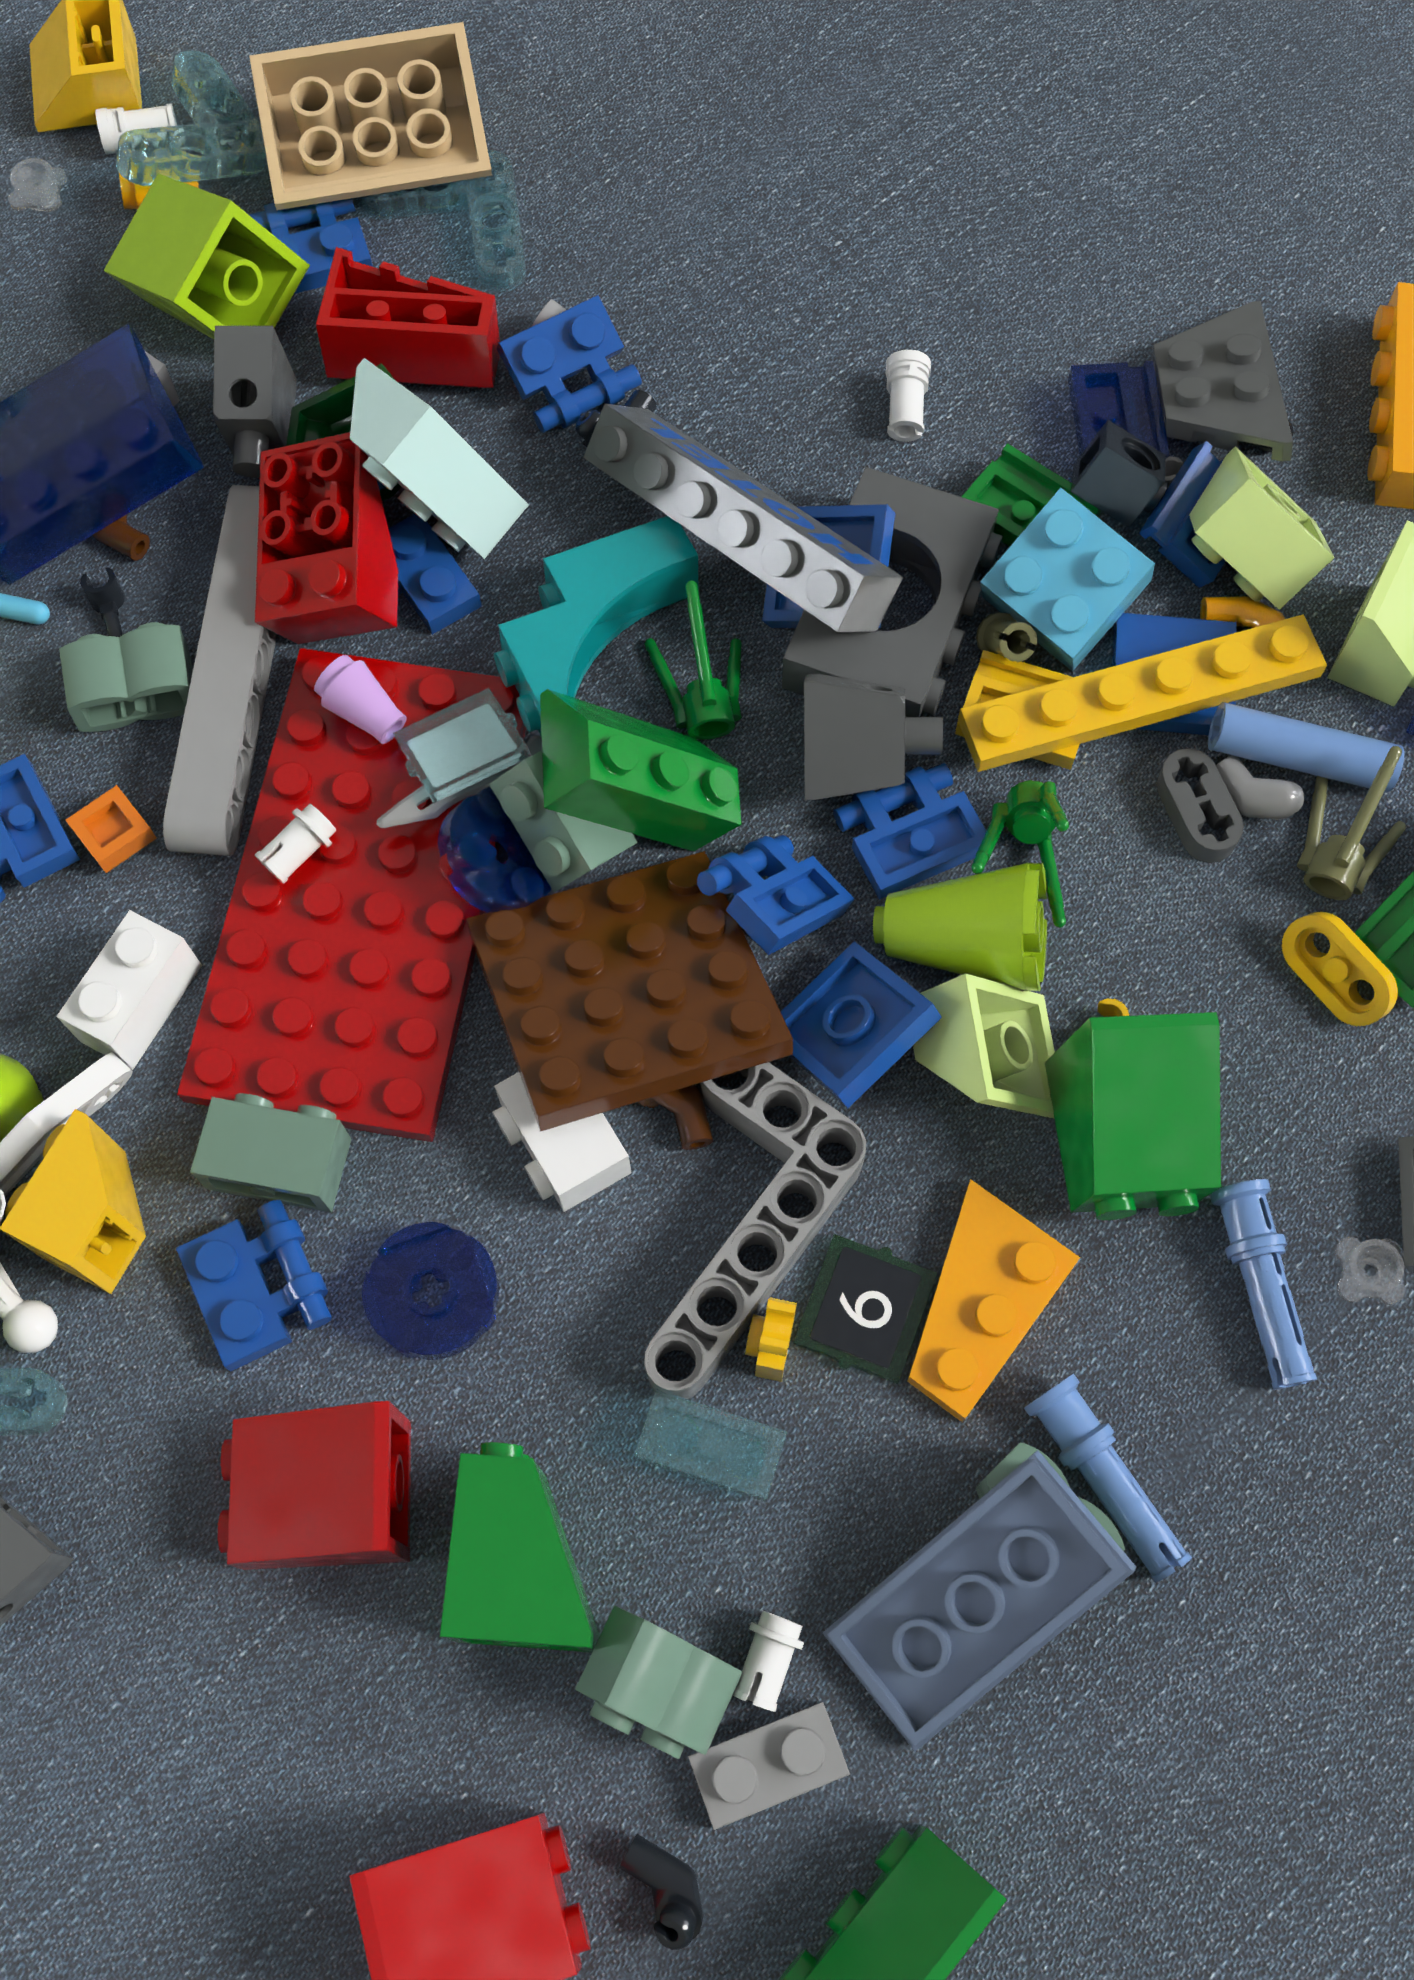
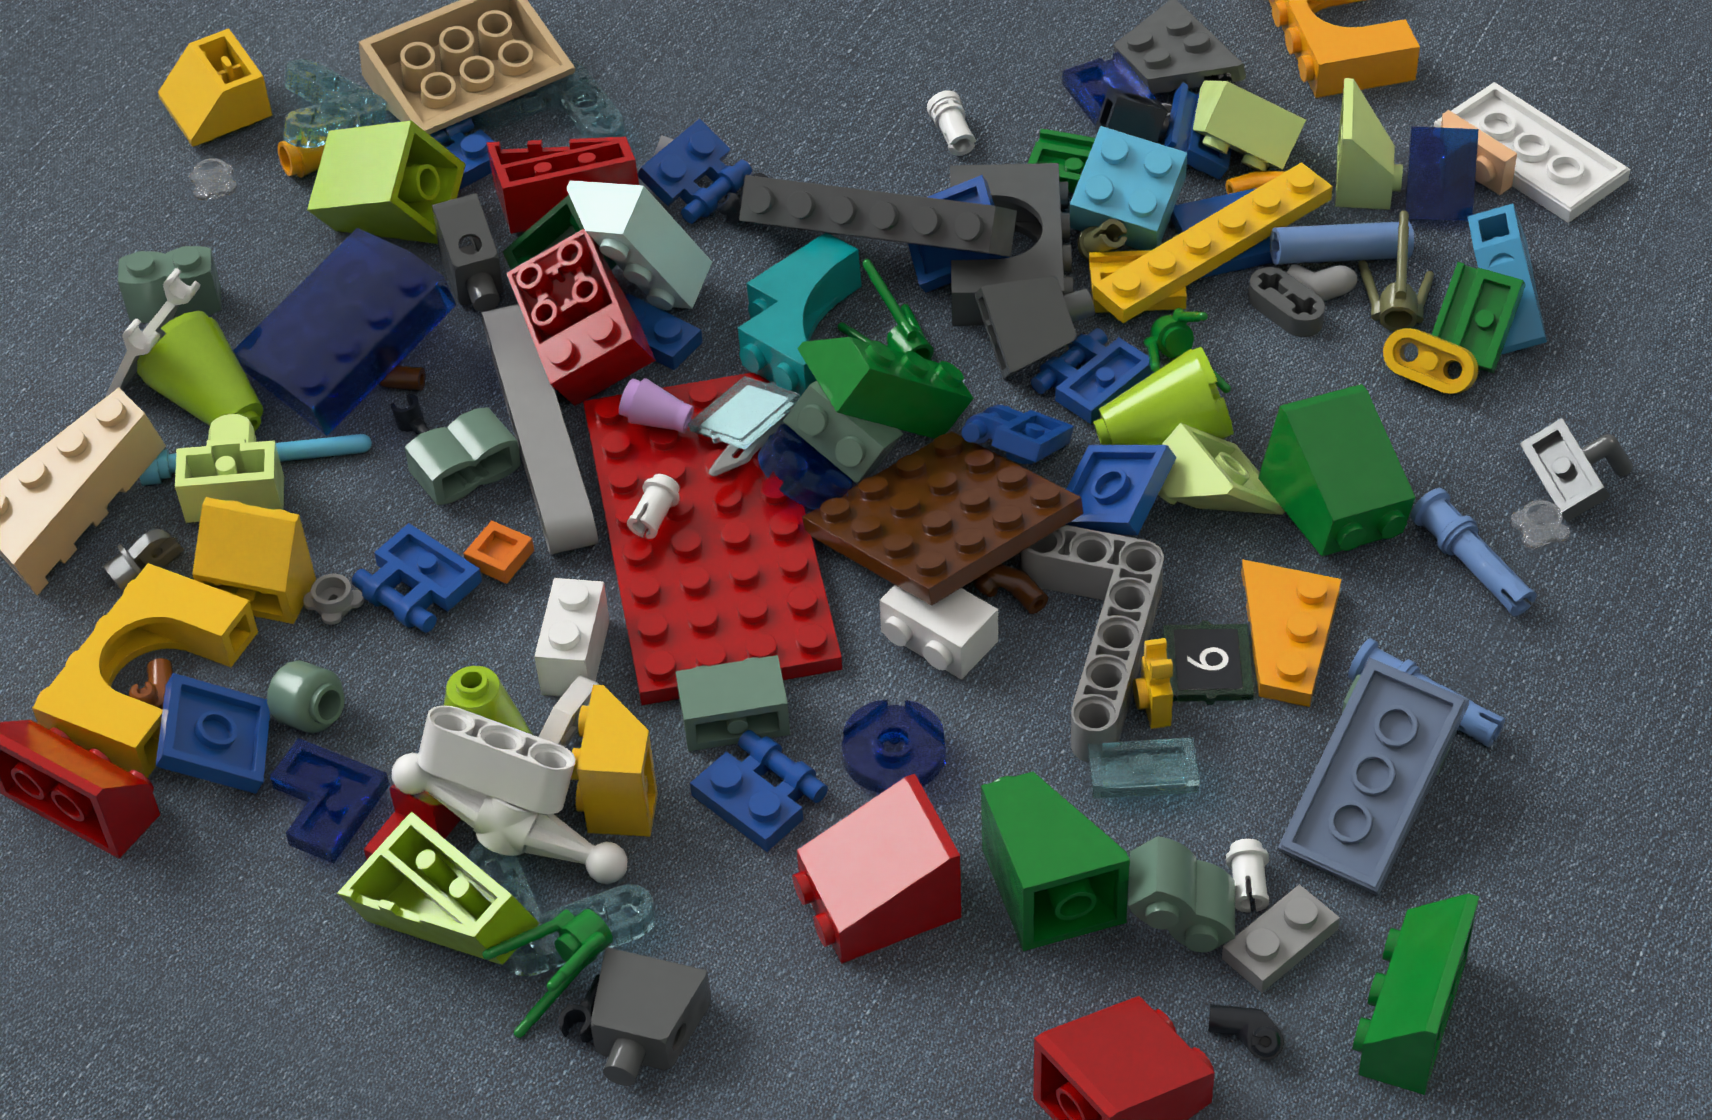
camera: 20 degrees left, 20 degrees down
(116, 121) = (264, 124): white pin -> none

